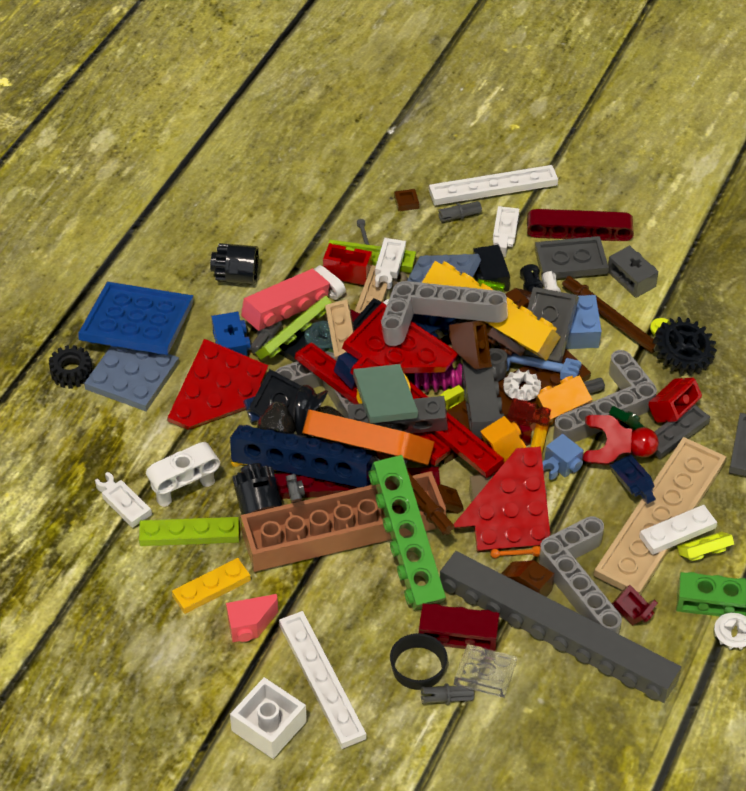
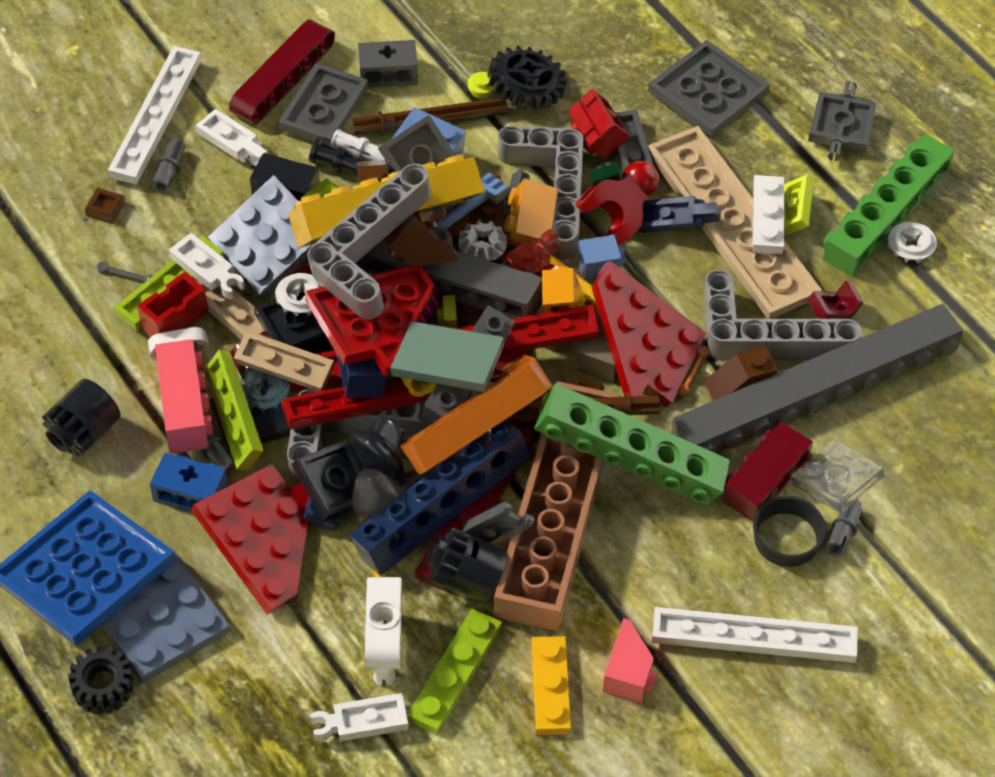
camera: 60 degrees left, 5 degrees up
(268, 717) = (786, 710): white brick -> none

